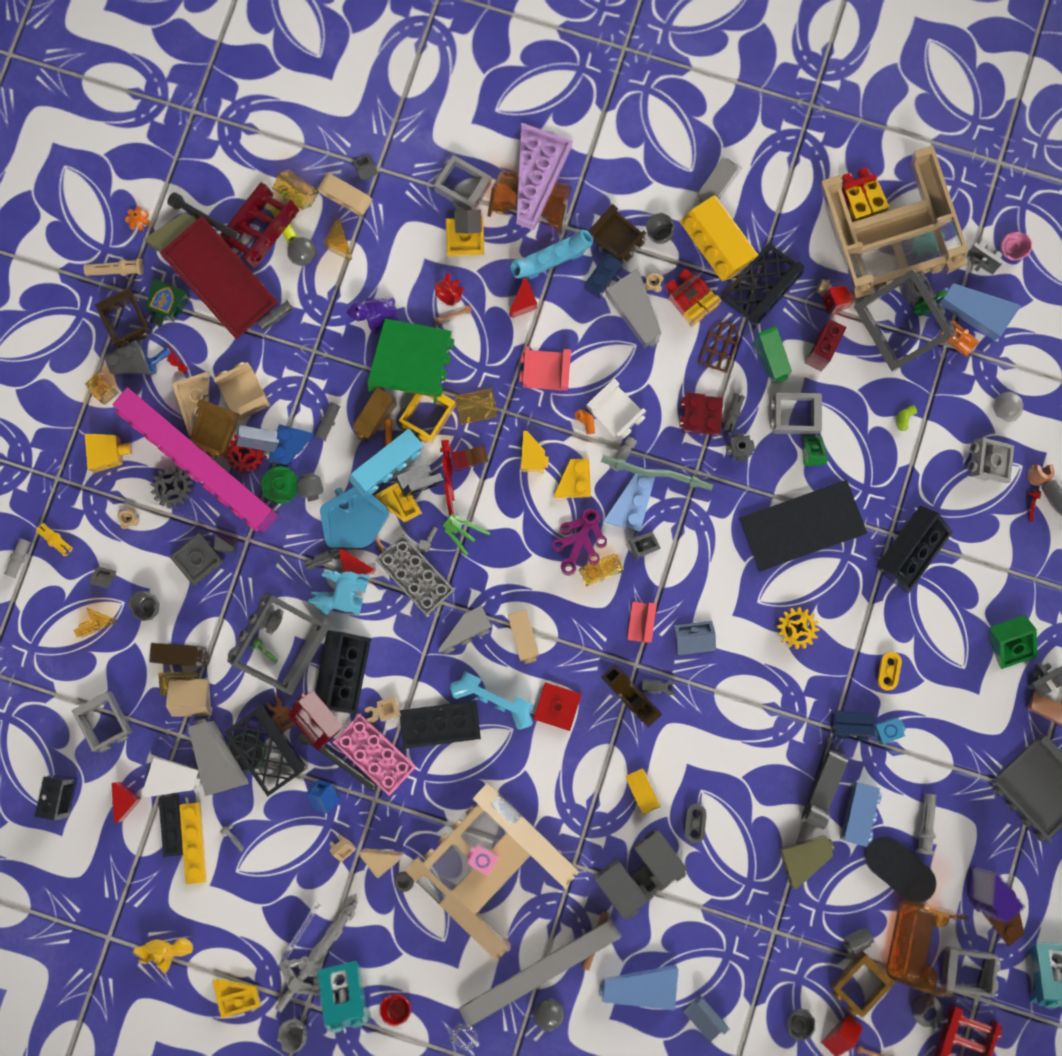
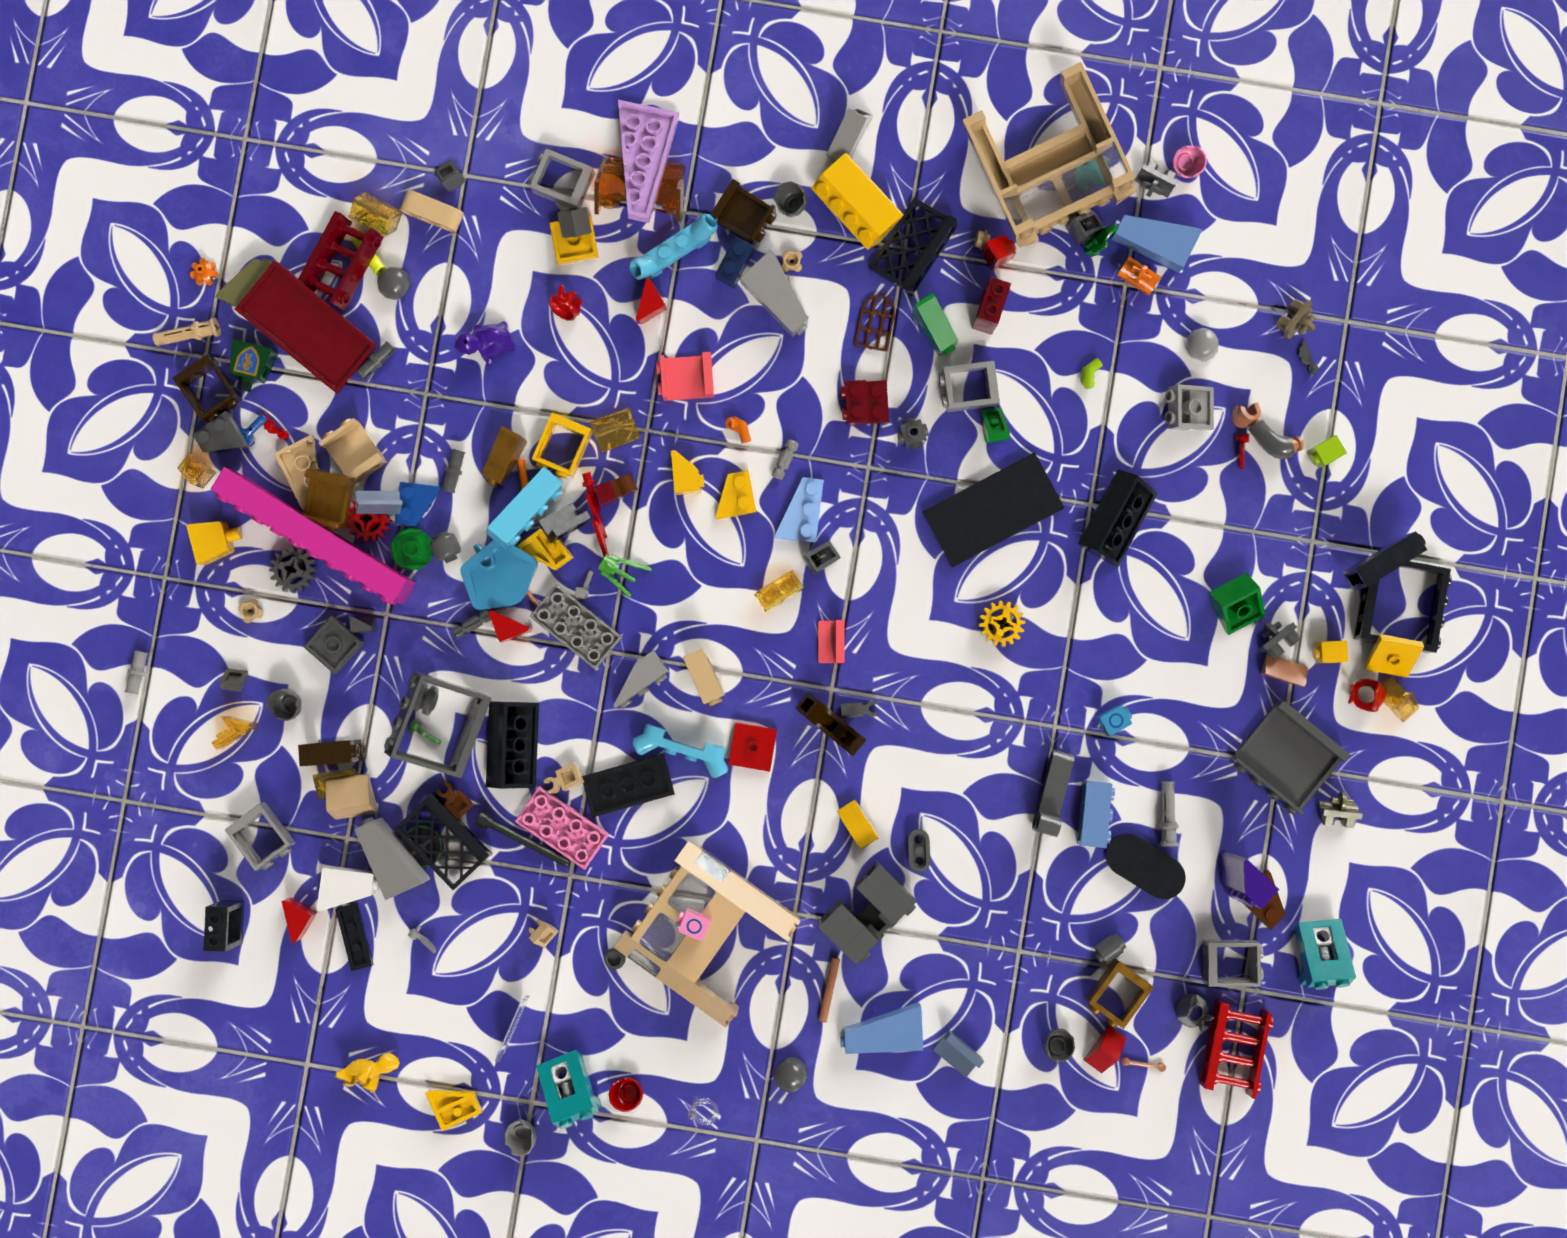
camera: 10 degrees left, 5 degrees up
(54, 539) = (173, 646): yellow pin -> none
(177, 202) = (245, 247): pearl dark grey piece -> none
(193, 843) = (381, 951): yellow plate -> none
(310, 964) = (528, 1061): light grey bar -> none
(314, 719) = (490, 800): window -> none
(322, 796) = (513, 881): blue panel -> none
(337, 242) = (431, 266): clear yellow slope -> none
(345, 593) = (501, 661): medium azure animal -> none
(380, 860) = (585, 940): tan slope -> none
(411, 359) = (534, 388): green panel -> none
(467, 309) = (589, 322): nougat hinge -> none
(539, 972) = (774, 1032): light grey beam -> none
(581, 538) = (751, 561): magenta plant -> none
(615, 410) = (770, 412): white panel -> none
(620, 464) = (866, 478): sand green bar -> none
(692, 298) = (837, 272): hips -> none
(695, 637) = (891, 650): sand blue panel -> none
(733, 413) = (900, 396): dark grey pin -> none
(805, 858) = (1042, 870): olive slope -> none
(853, 724) = (1074, 719): dark blue brick -> none
(864, 195) = (1012, 128): yellow hips -> none
(878, 337) = (1048, 286): dark grey window -> none
(891, 672) = (1107, 655): yellow plate -> none
(911, 945) = (1166, 944): clear orange windscreen -> none

